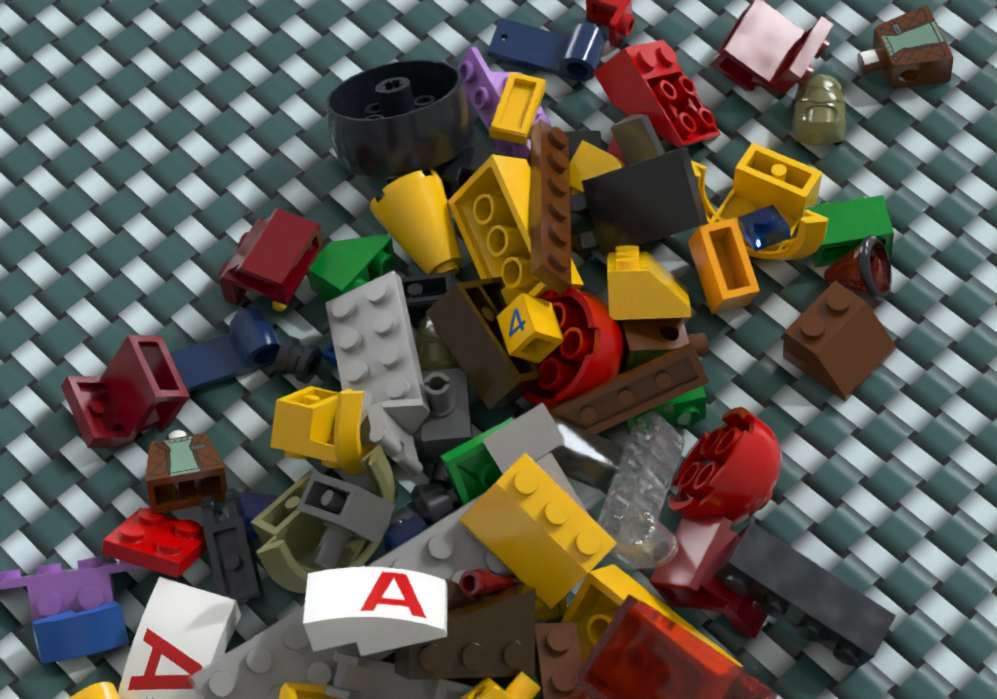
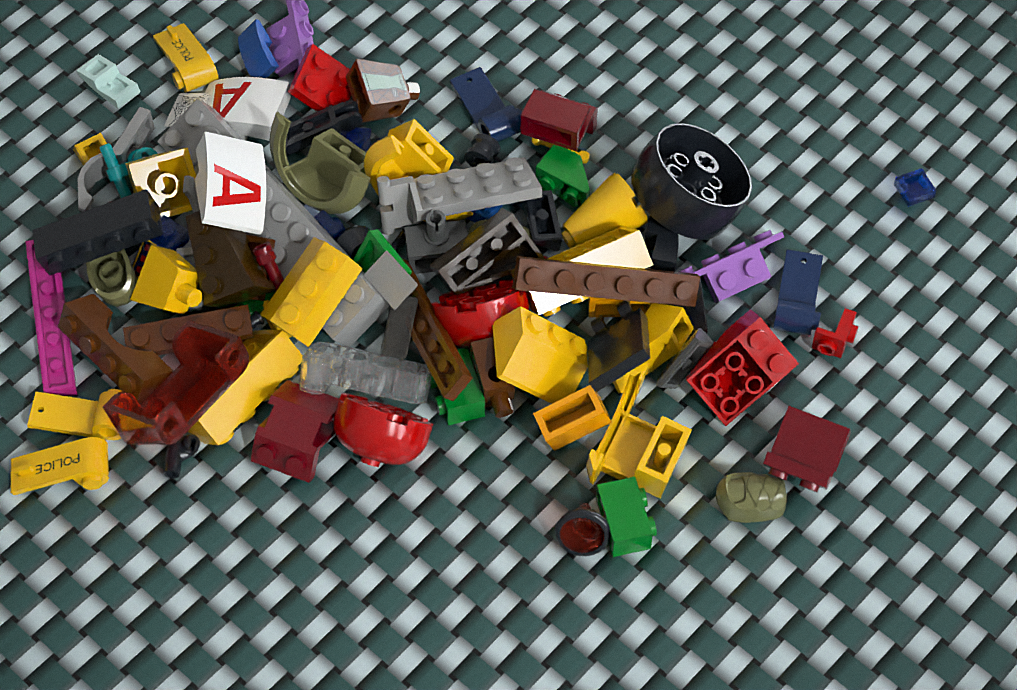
camera: 80 degrees right, 0 degrees up
(129, 396) = (441, 50): dark red piece -> none
(345, 513) = (323, 171): dark grey brick -> none
(517, 108) = (718, 265): yellow tile -> none
(530, 328) = (488, 274): yellow brick -> none
(764, 227) = (616, 447): clear blue plate -> none
(805, 596) = (267, 477): black brick -> none
(838, 341) = (513, 509): reddish brown slope -> none
(909, 51) = (824, 563): reddish brown torso -> none

